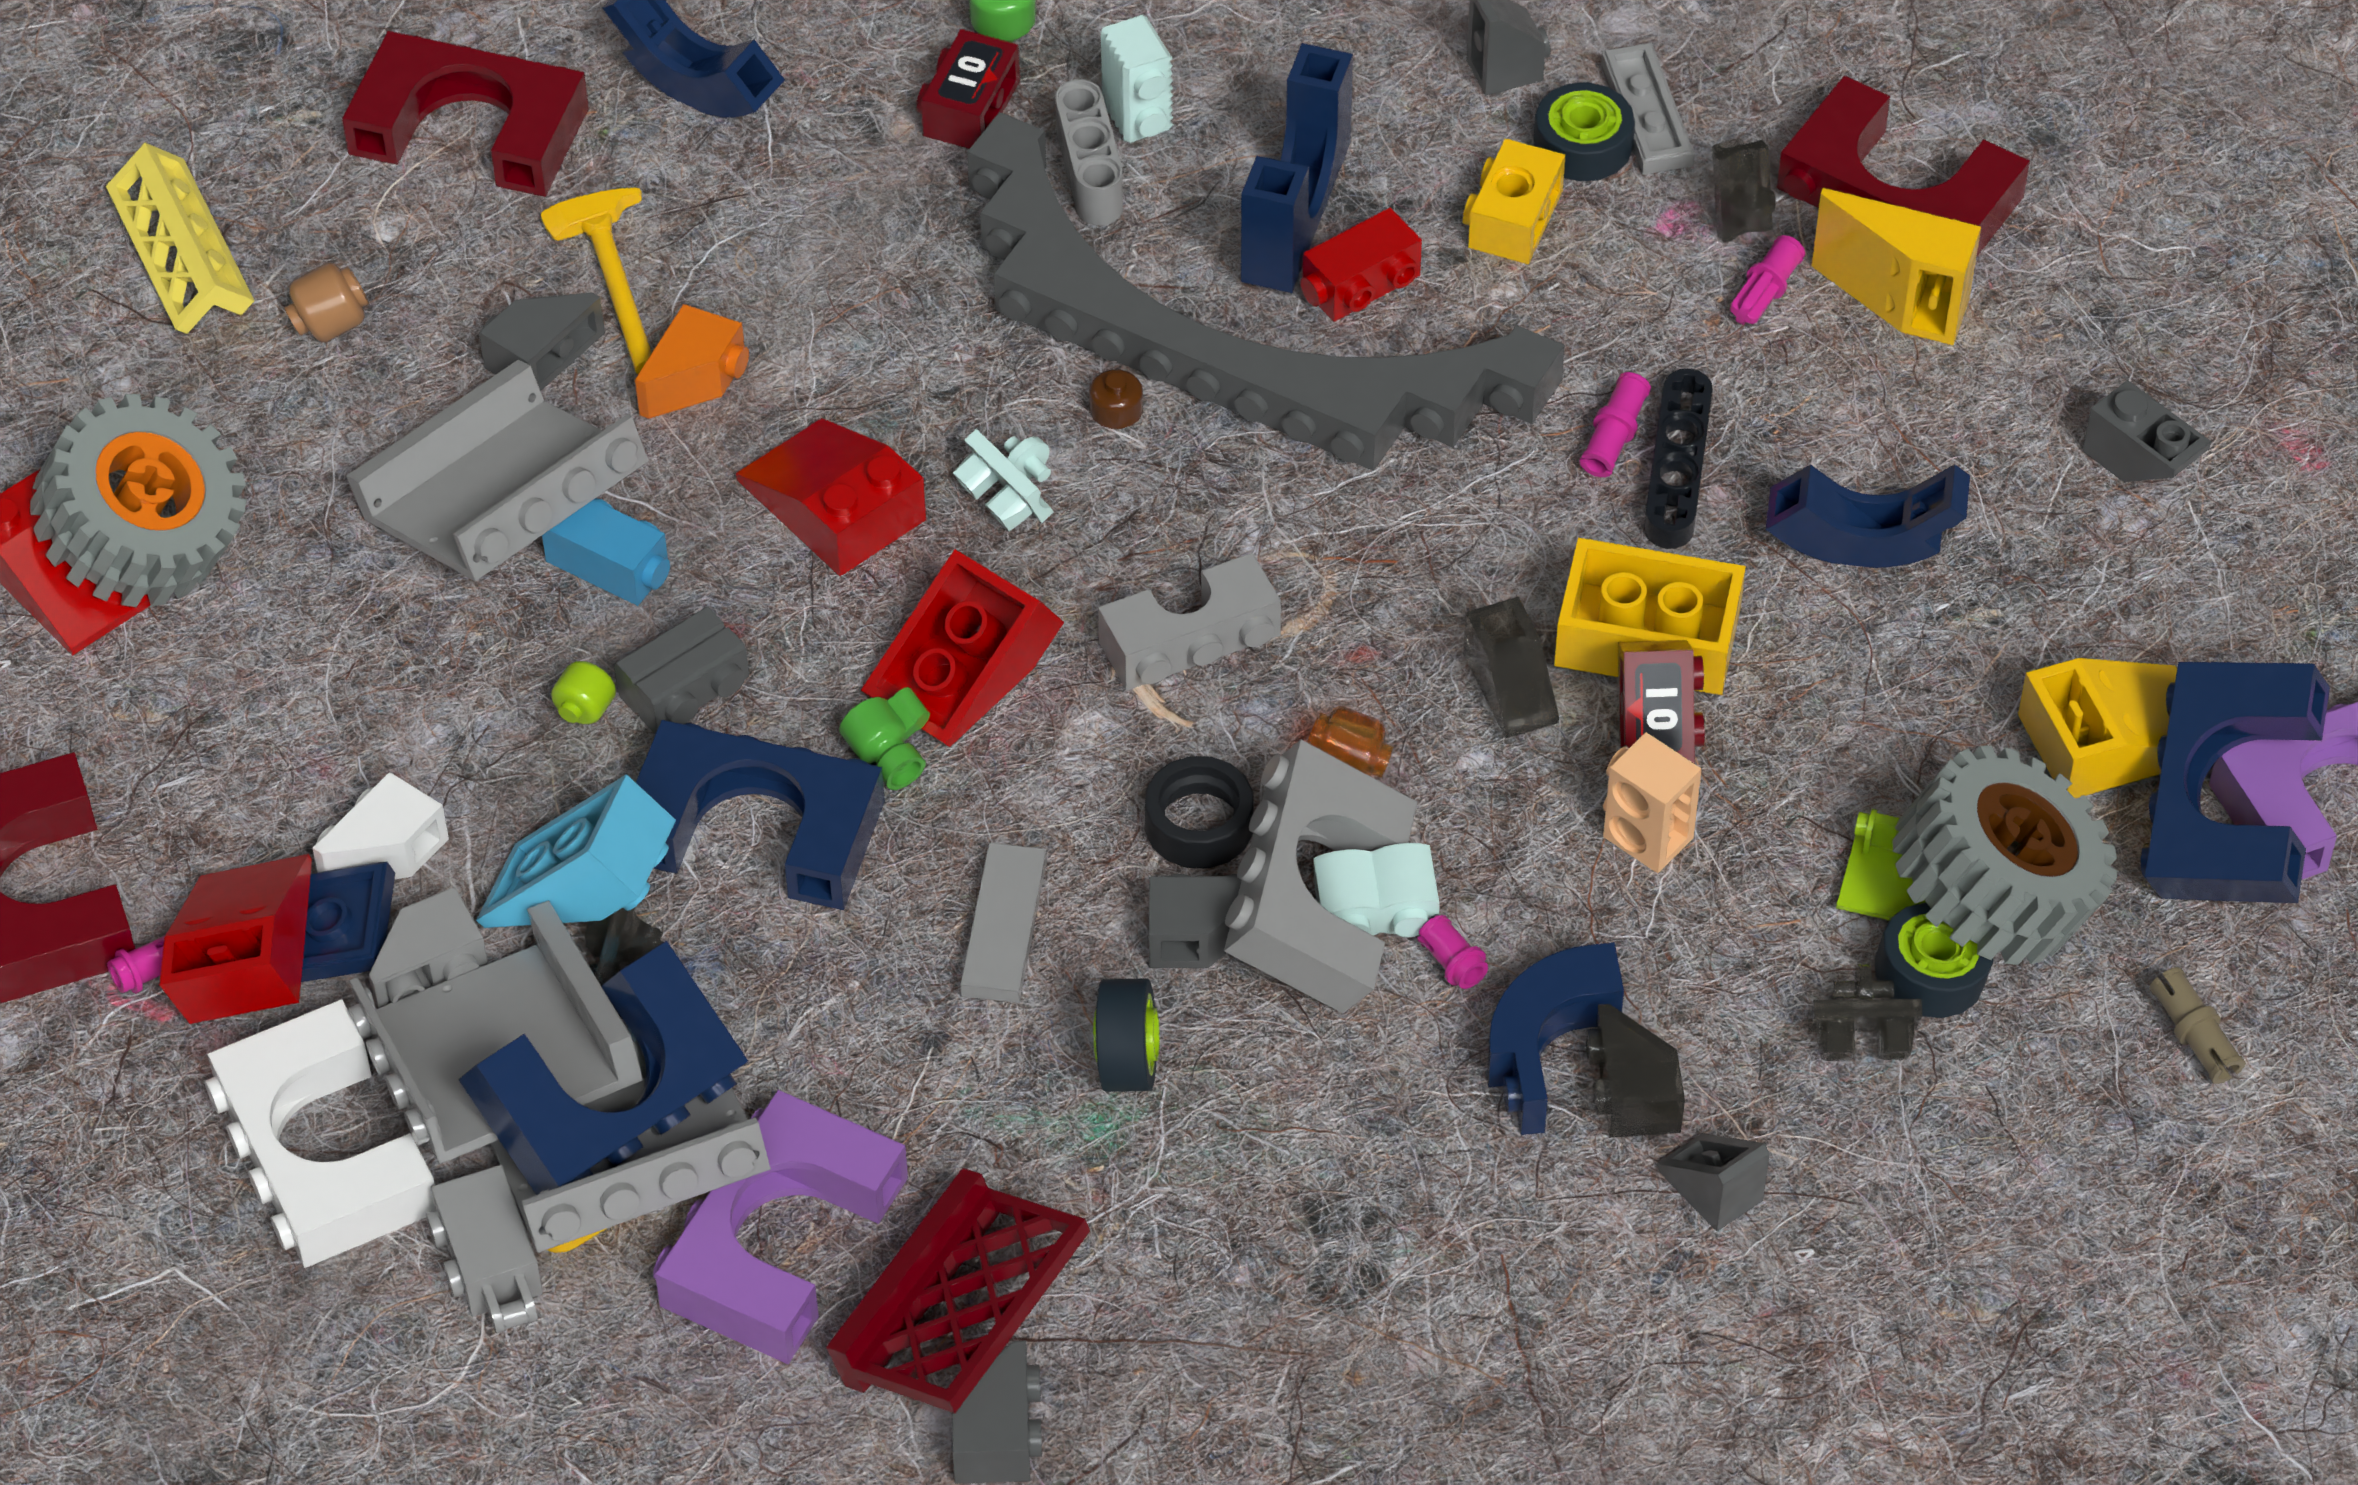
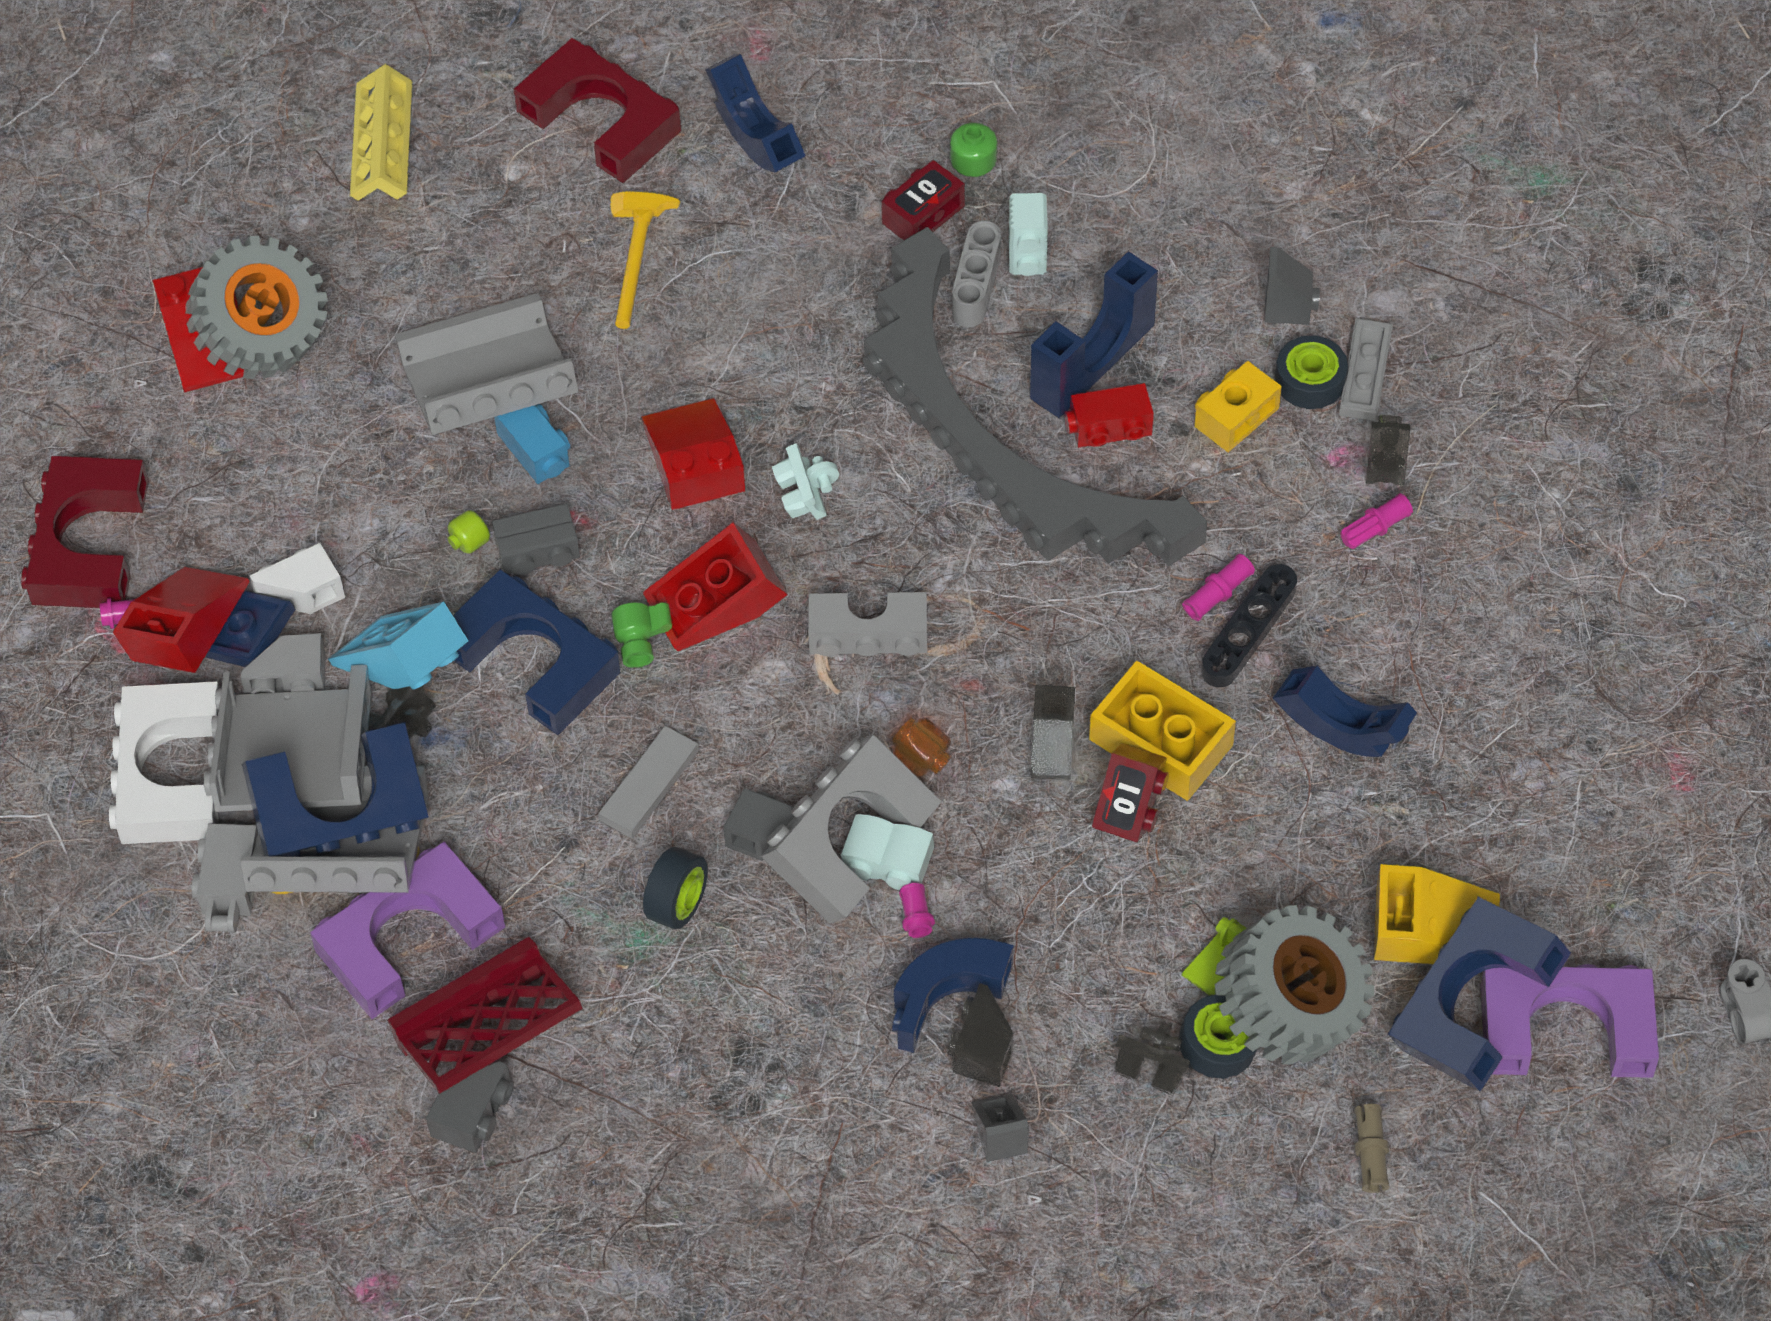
camera: 25 degrees right, 5 degrees up
(326, 302) = (446, 211): medium nougat head -> none
(542, 333) = (566, 281): dark grey slope -> none
(691, 362) = (647, 332): orange slope -> none
(1116, 399) = (905, 452): reddish brown piece -> none
(1194, 847) = (799, 729): black tyre -> none
(1651, 801) = (1089, 859): light nougat brick -> none
(1849, 125) = (1515, 522): dark red arch -> none
(1898, 262) = (1467, 544): yellow slope -> none
(2140, 437) = (1562, 724): dark grey slope -> none

